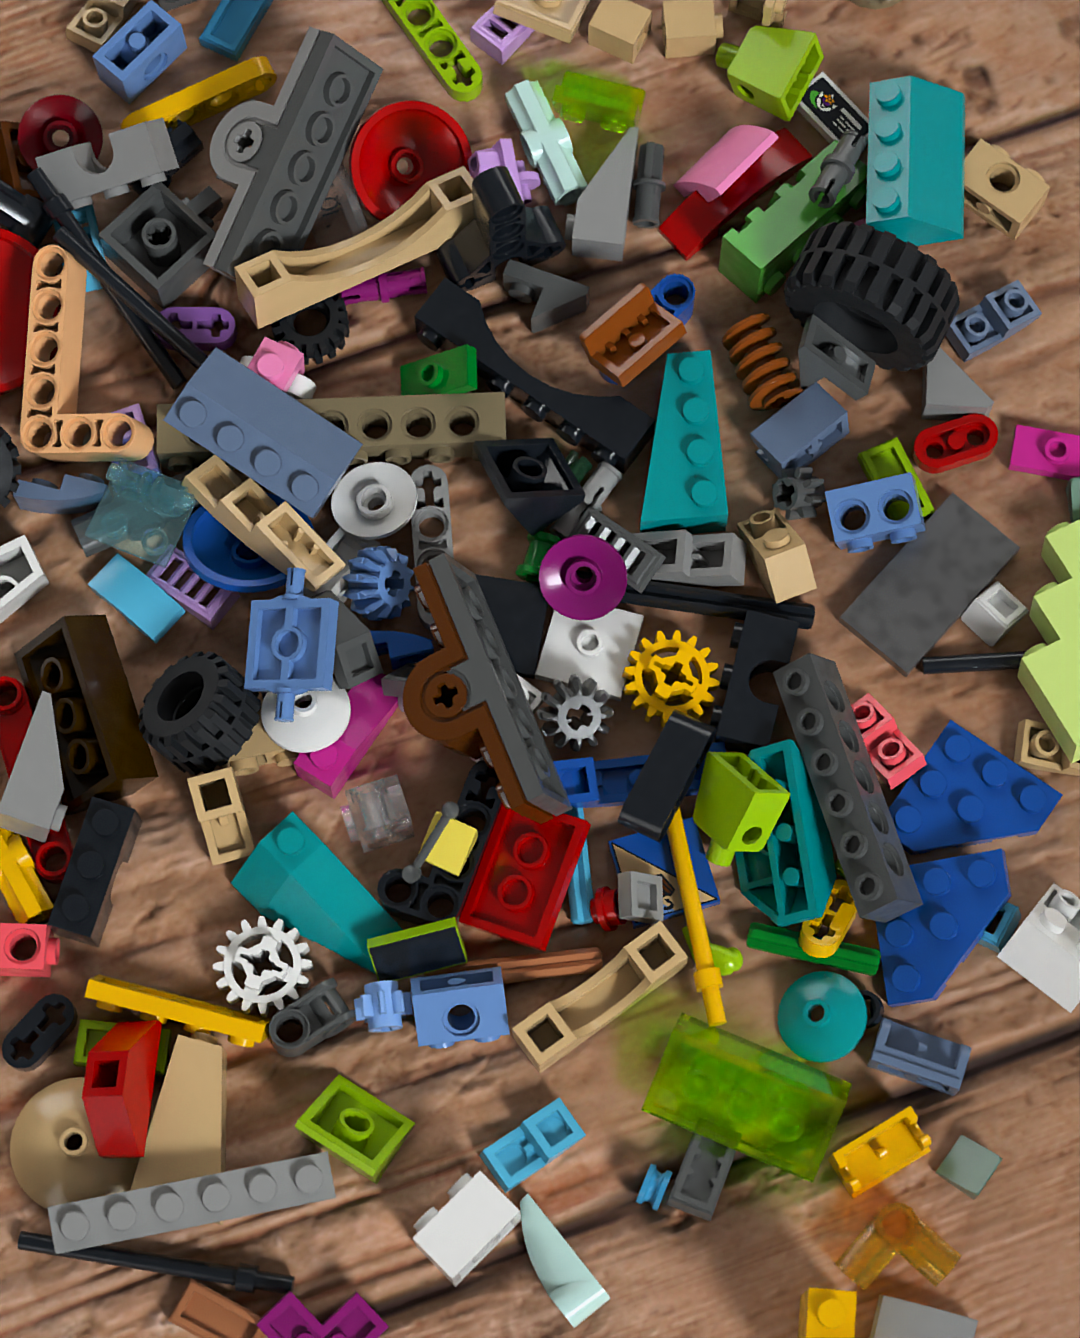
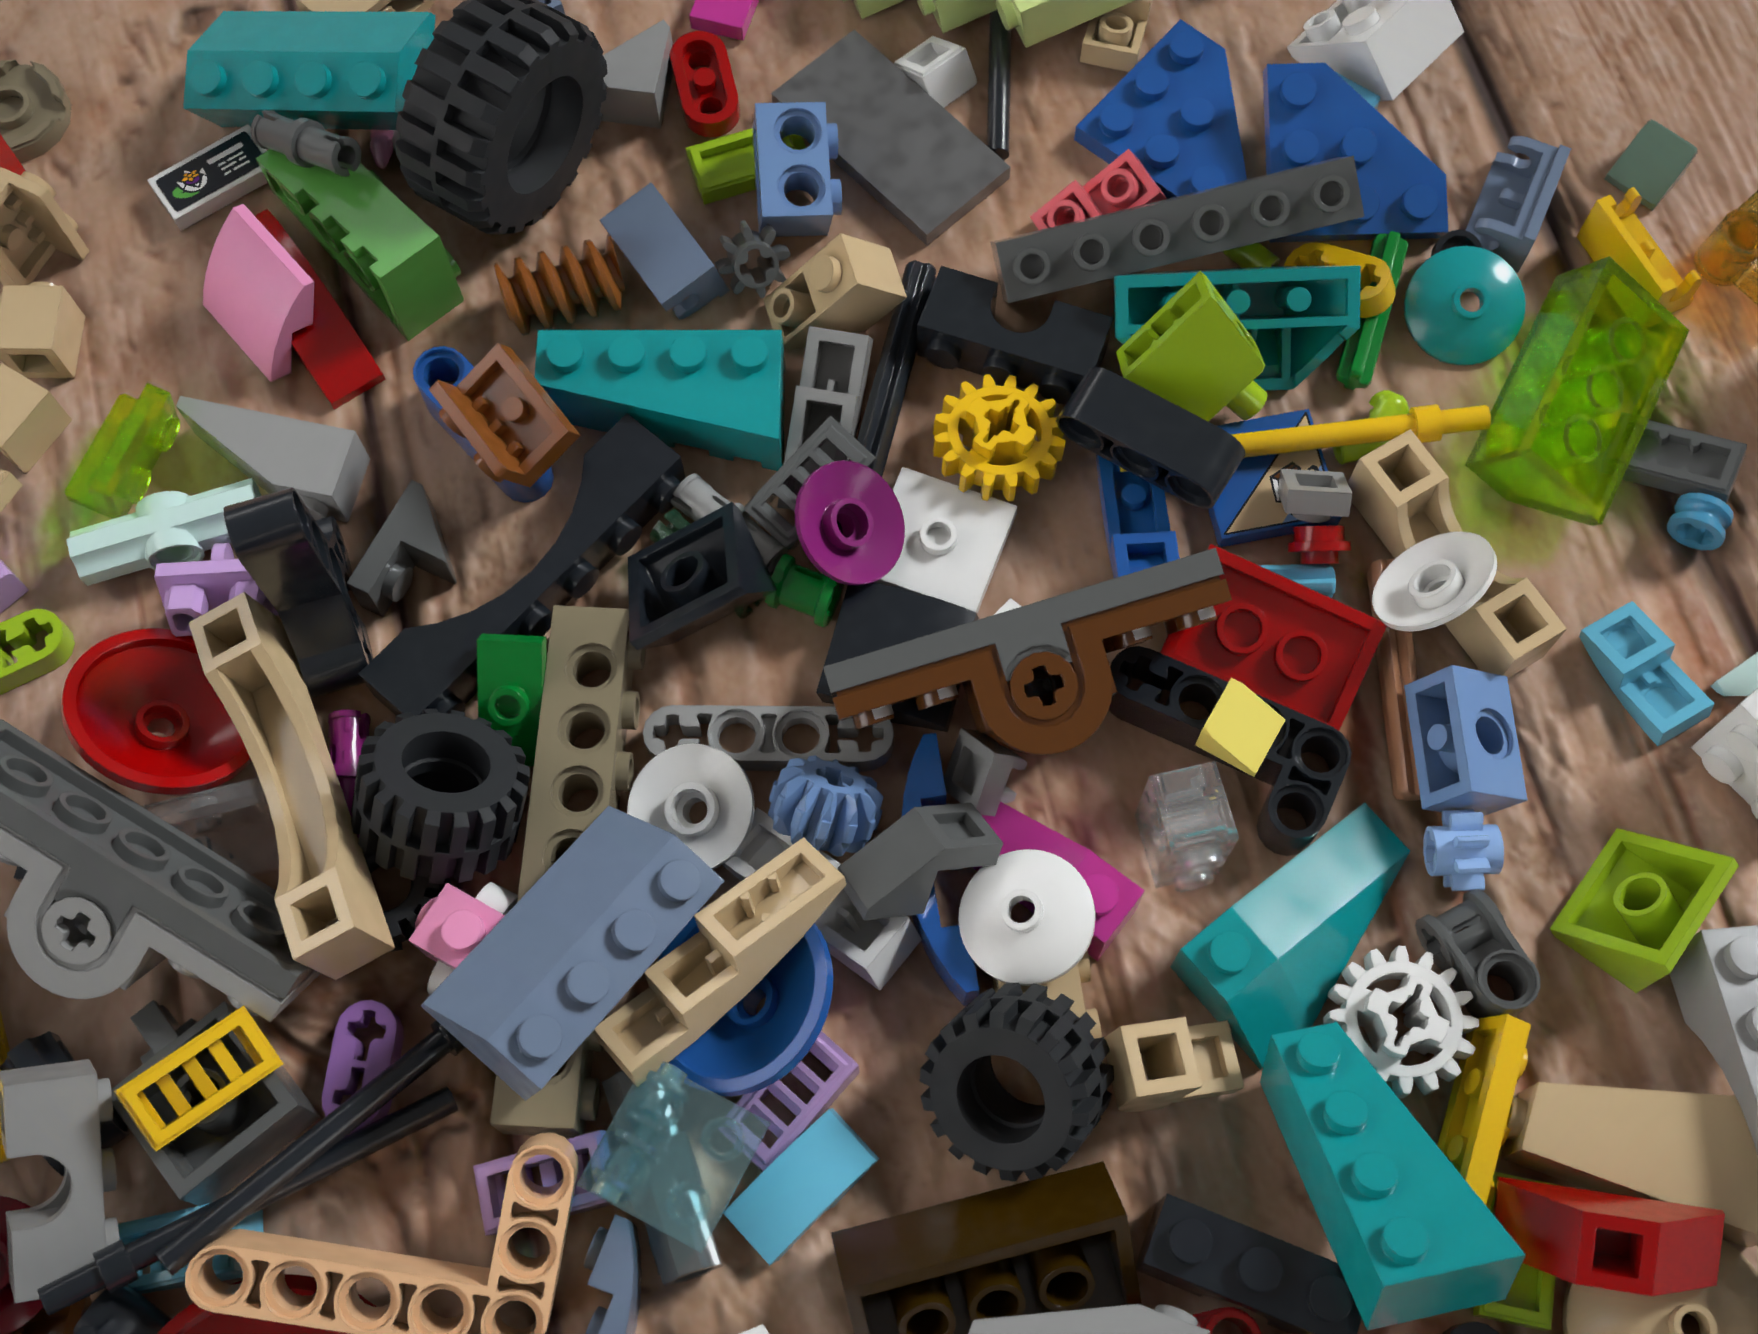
camera: 85 degrees left, 5 degrees down
(133, 936) = (1383, 1190): none -> teal wedge
(139, 204) = (145, 1115): none -> yellow slope
(291, 645) = (938, 914): medium blue plate -> none
(392, 332) = (439, 795): none -> black tyre
(413, 871) = (1278, 782): dark grey hinge -> none
(417, 950) = (1386, 792): black tile -> none
(569, 974) = (1434, 581): none -> white dish
(575, 697) = (1041, 554): dark grey gear -> none
(649, 185) = (267, 400): dark grey axle -> none
(772, 67) = (127, 233): lime torso -> none
(832, 356) = (571, 195): dark grey slope -> none

